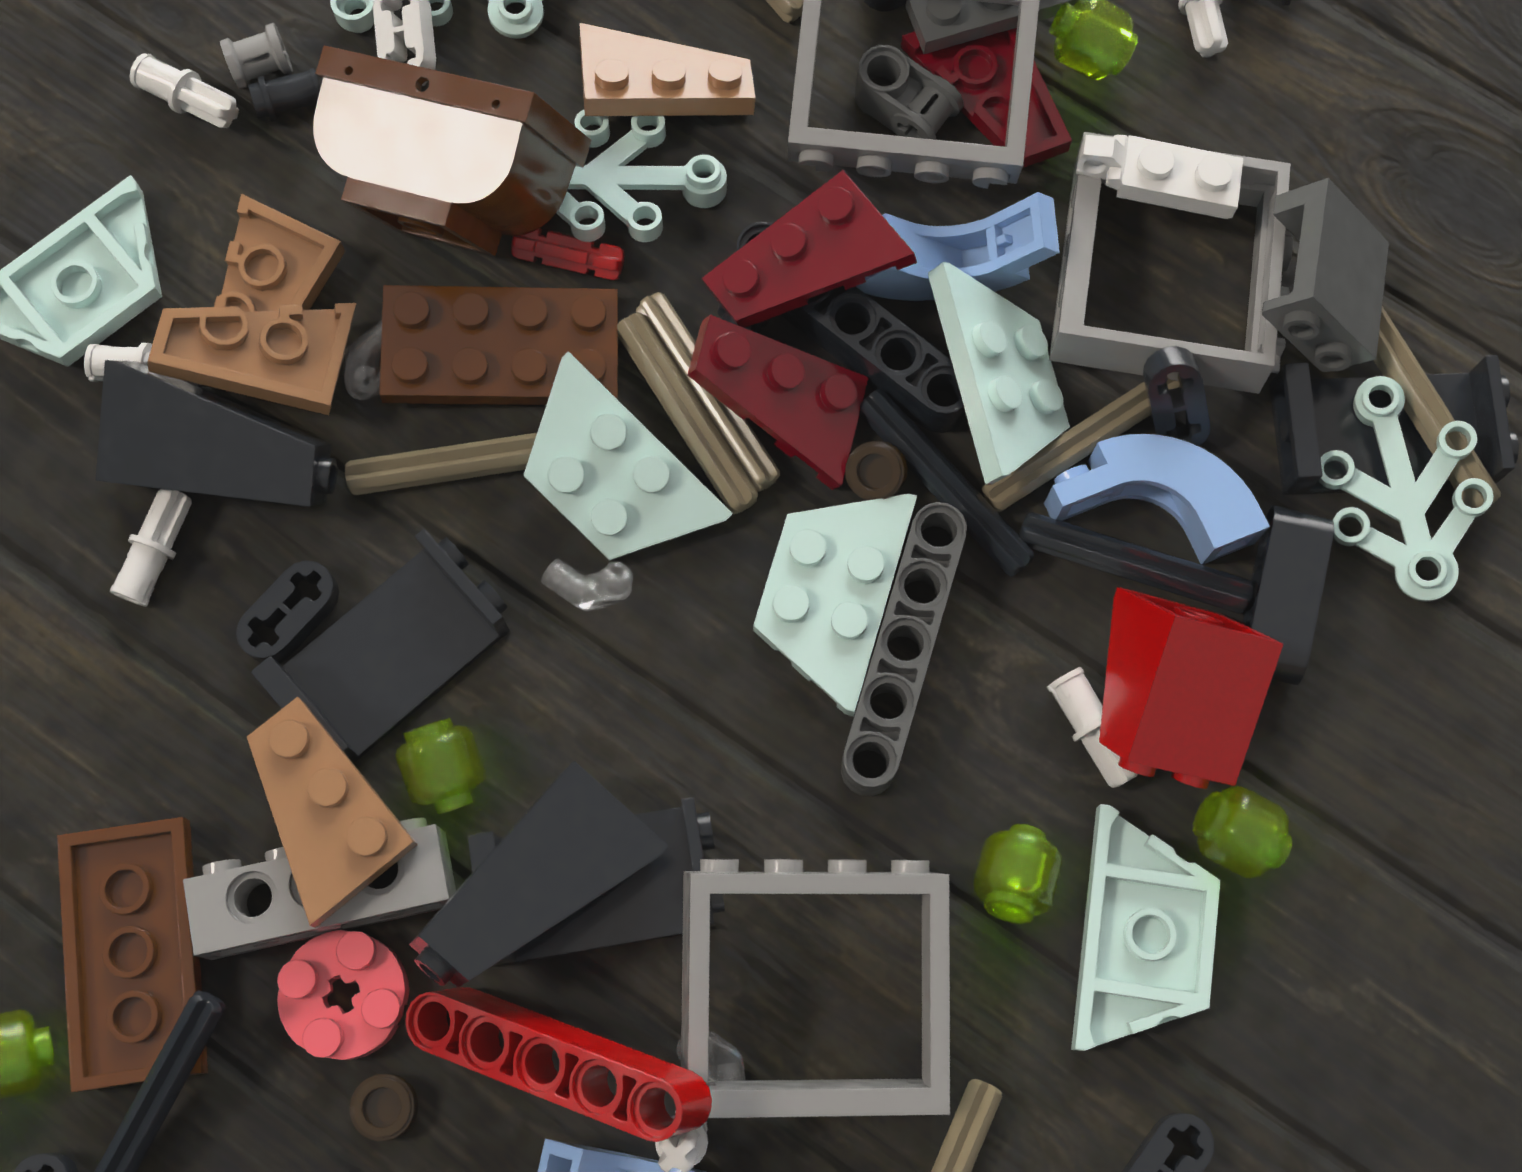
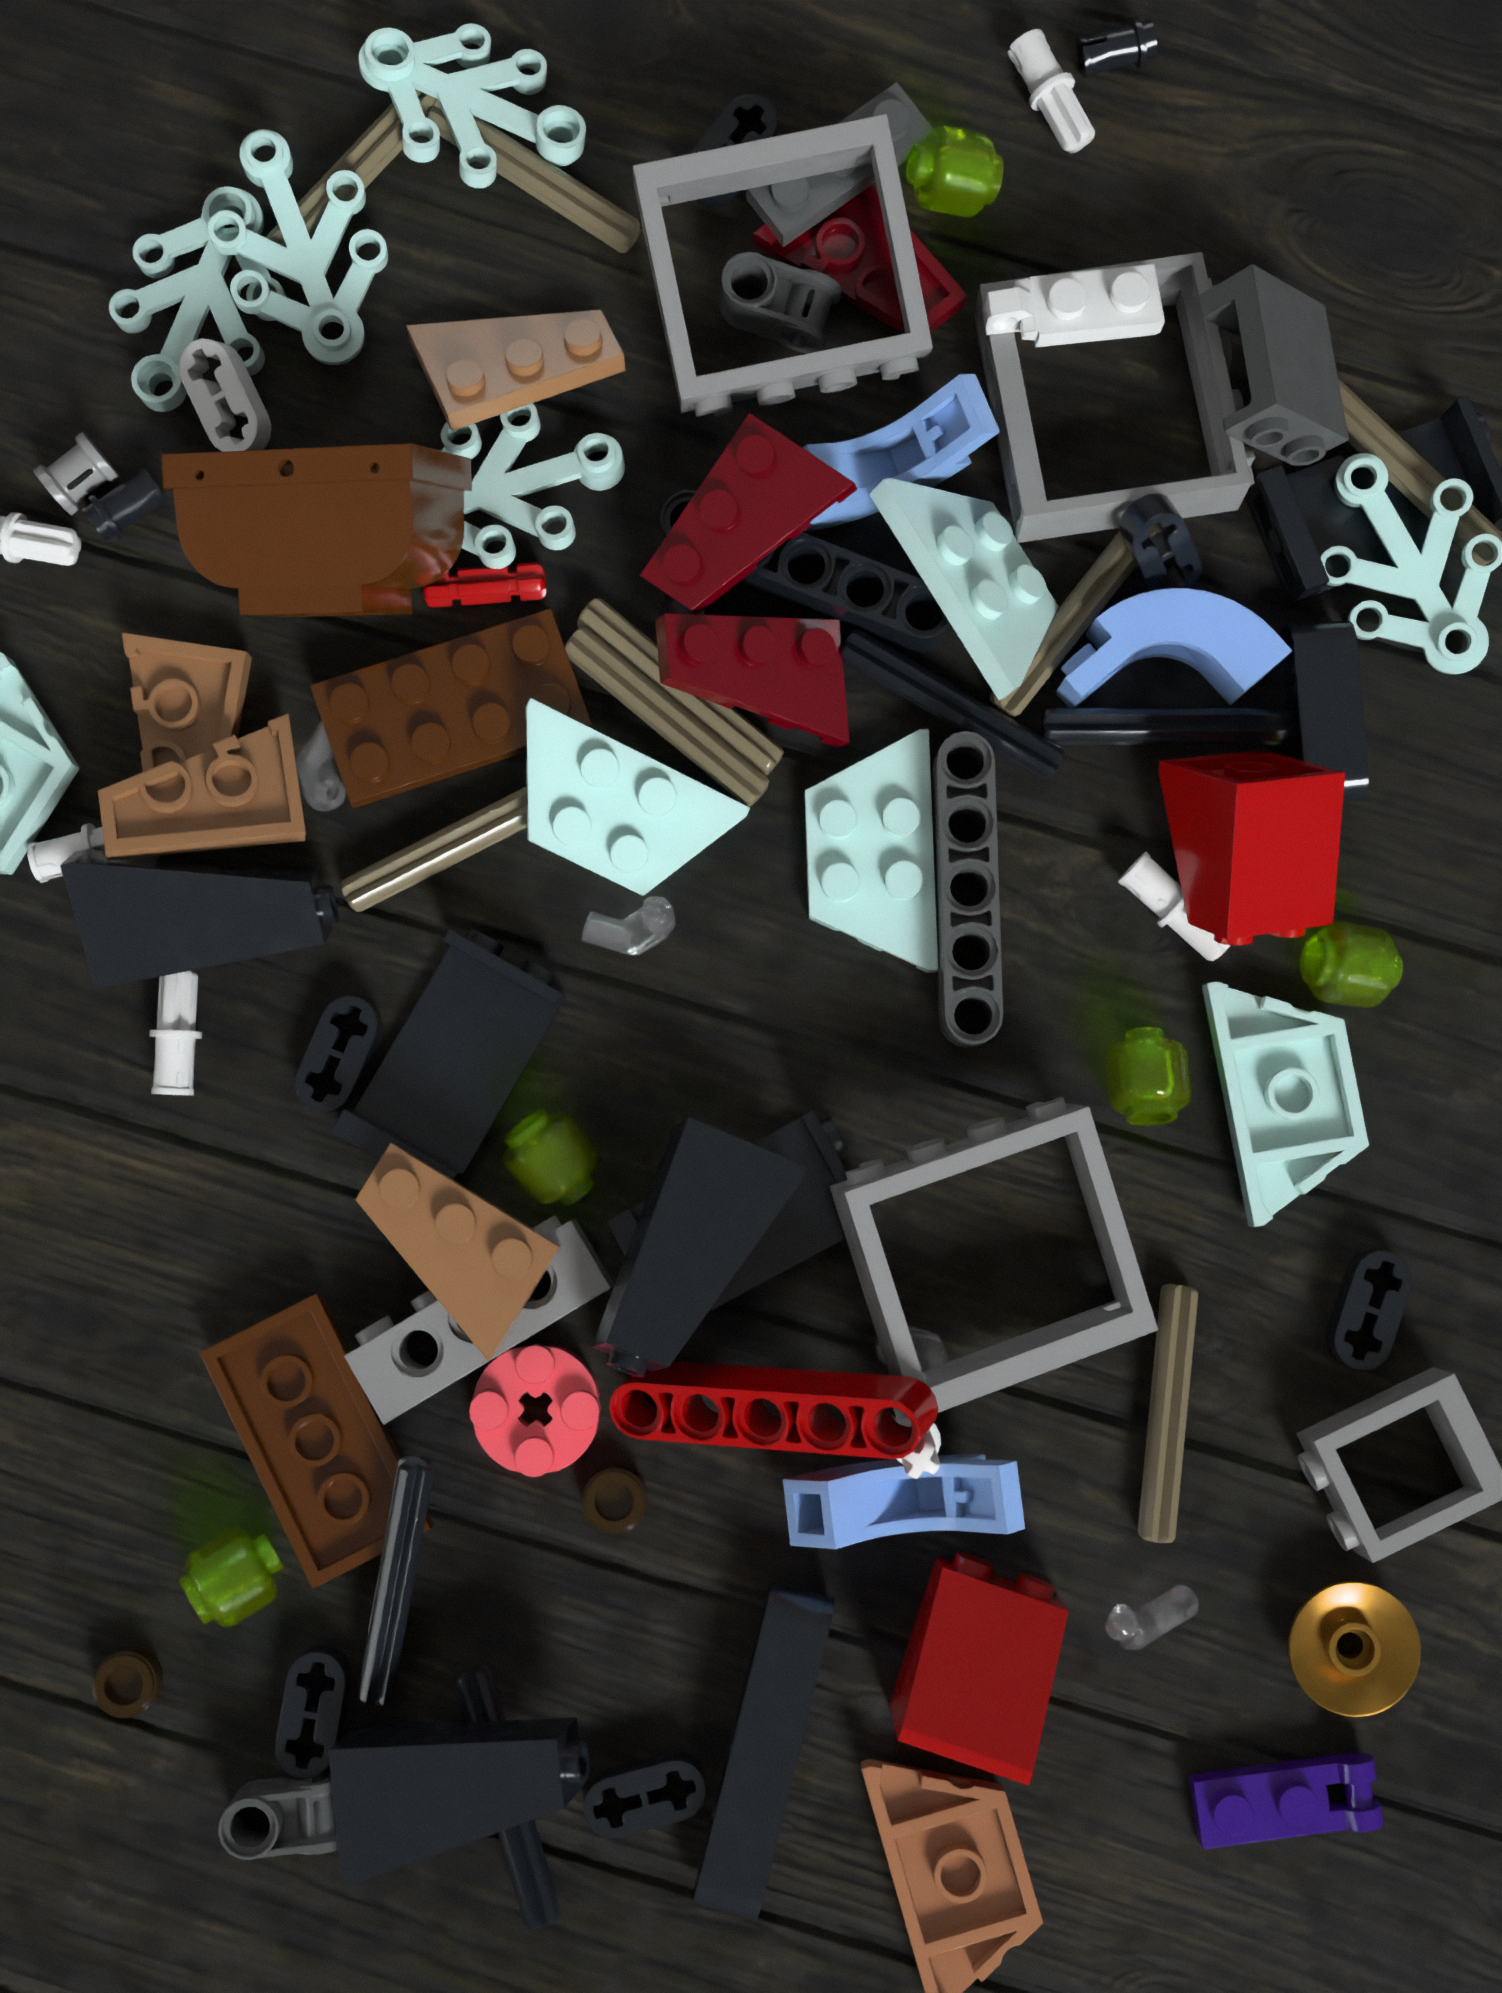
camera: 20 degrees left, 10 degrees up
(876, 470) = (879, 715): dark brown tile -> none

